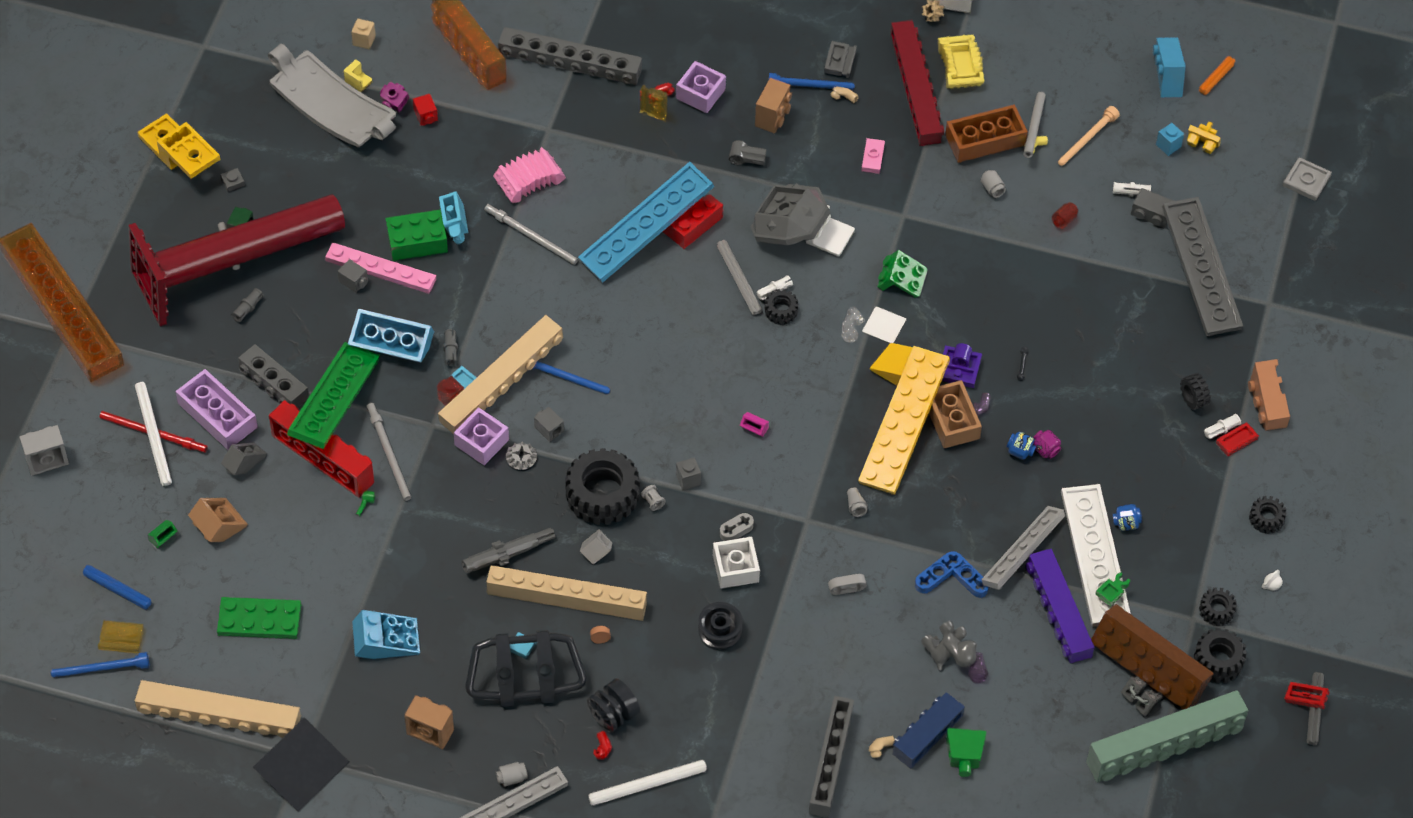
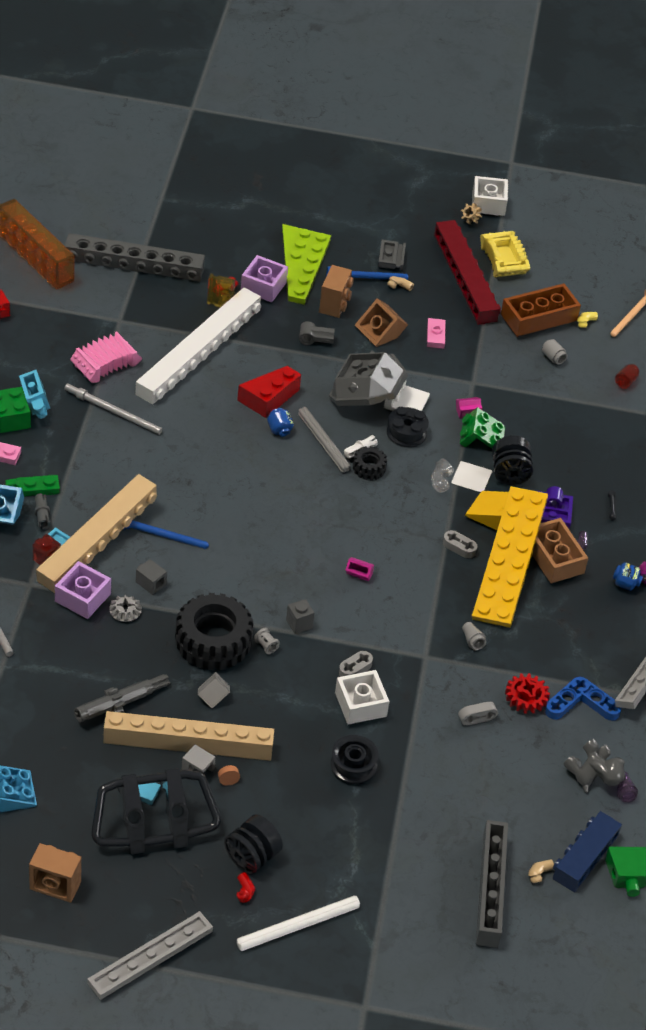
camera: 10 degrees left, 10 degrees down
(445, 318) = (36, 485): none -> green hinge
(511, 774) = (150, 922): light grey brick -> none
(573, 618) = (198, 759): none -> light grey panel
(624, 164) = (197, 346): none -> white brick
(646, 221) = (227, 391): dark azure plate -> none
(696, 257) = (280, 422): none -> blue head
(747, 56) = (303, 256): none -> lime wing
(816, 144) = (381, 323): none -> medium nougat slope
(816, 265) = (407, 426): none -> black wheel
(860, 400) = (460, 544): none -> light grey beam
(891, 244) = (467, 405): none -> dark pink piece
(905, 561) = (527, 693): none -> red gear
(925, 311) = (512, 460): none -> black wheel
(1034, 125) = (583, 300): light grey piece -> none

